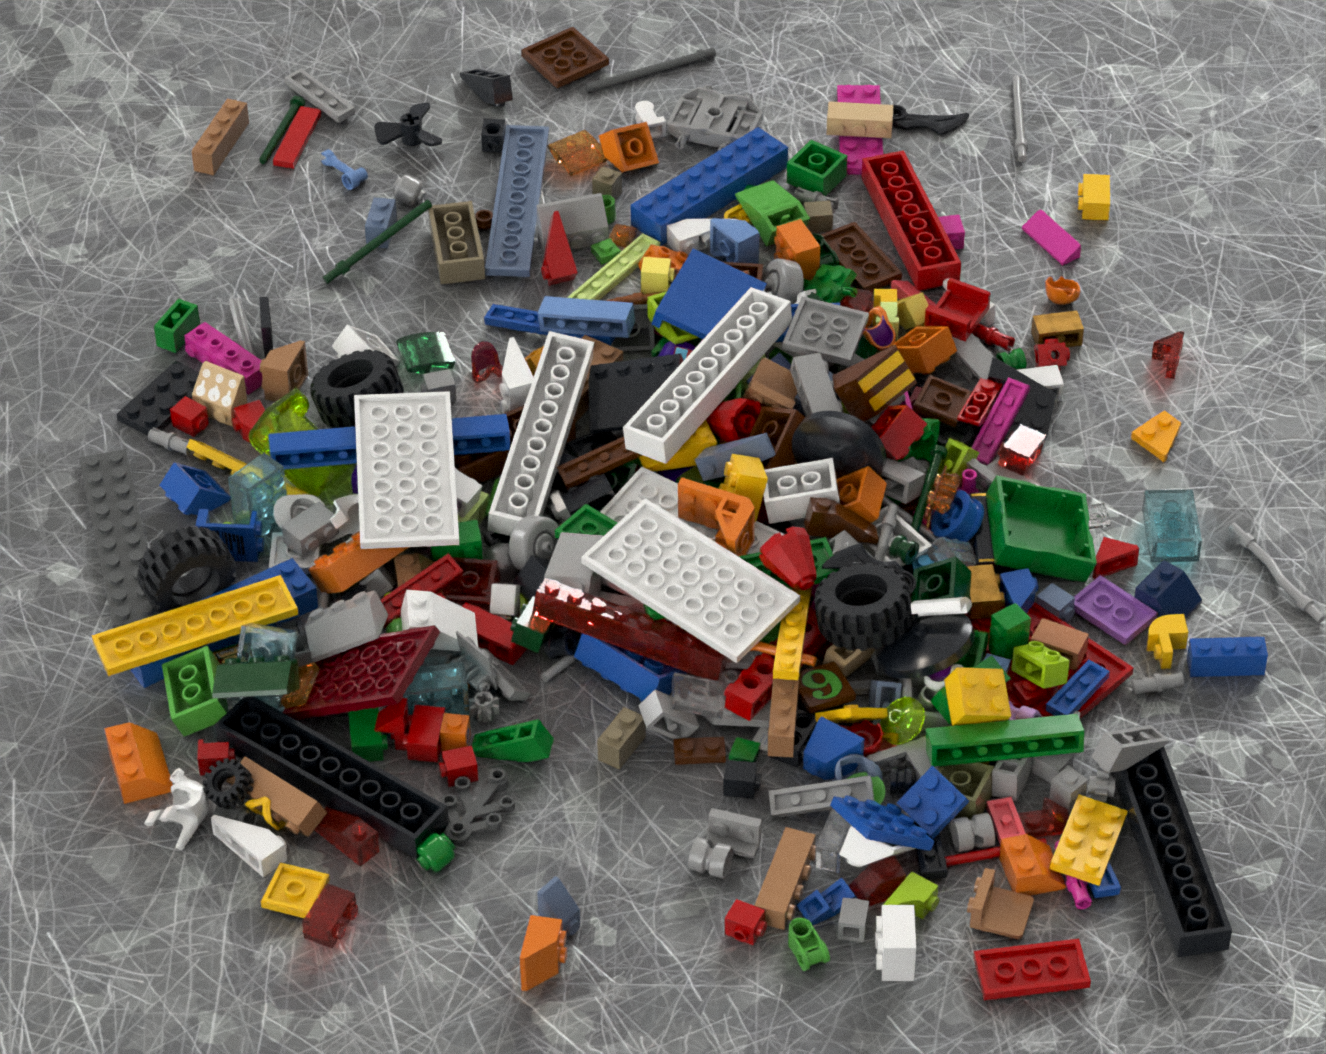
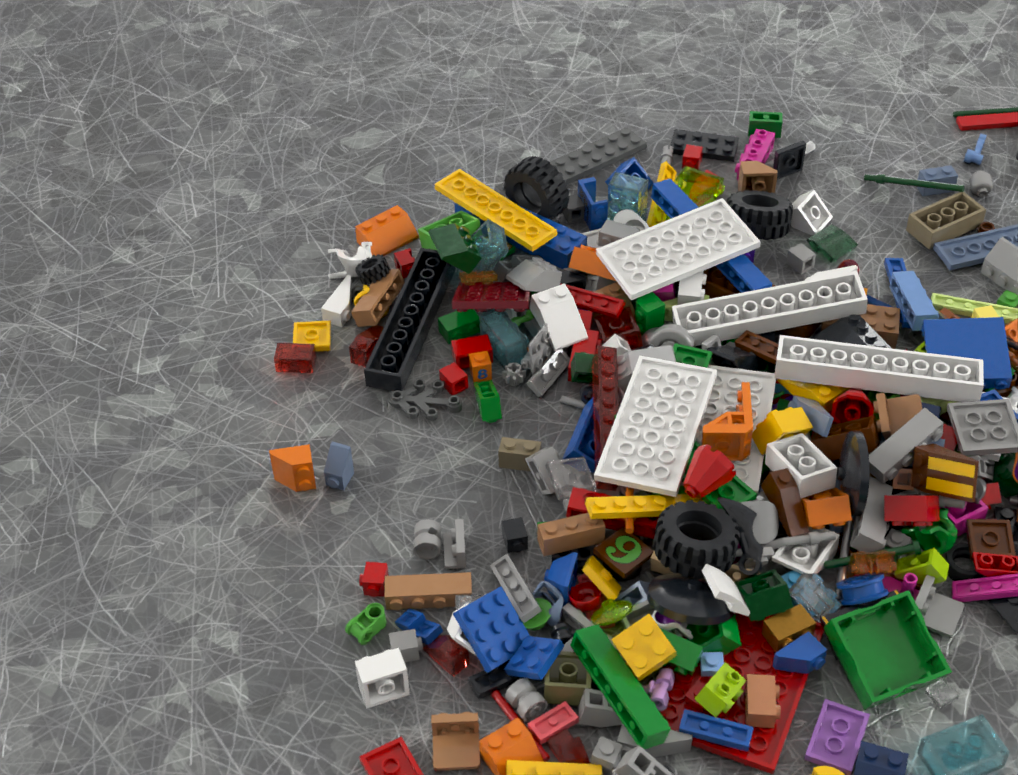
camera: 70 degrees right, 0 degrees up
(219, 391) = (715, 158): tan slope -> none
(220, 136) = (955, 87): medium nougat brick -> none
(394, 720) = (468, 329): red slope -> none
(436, 852) = (370, 391): green head -> none
(558, 259) = (972, 271): red slope -> none
(699, 750) = (536, 505): reddish brown plate -> none
(904, 549) = (787, 554): dark green wheel -> none
(917, 892) = (440, 676): lime arch -> none
(1008, 630) = (743, 653): green brick -> none
(1021, 449) = (979, 614): clear red brick -> none
(1057, 602) = (815, 690): sand blue brick -> none
(1114, 557) = (897, 717): red slope -> none

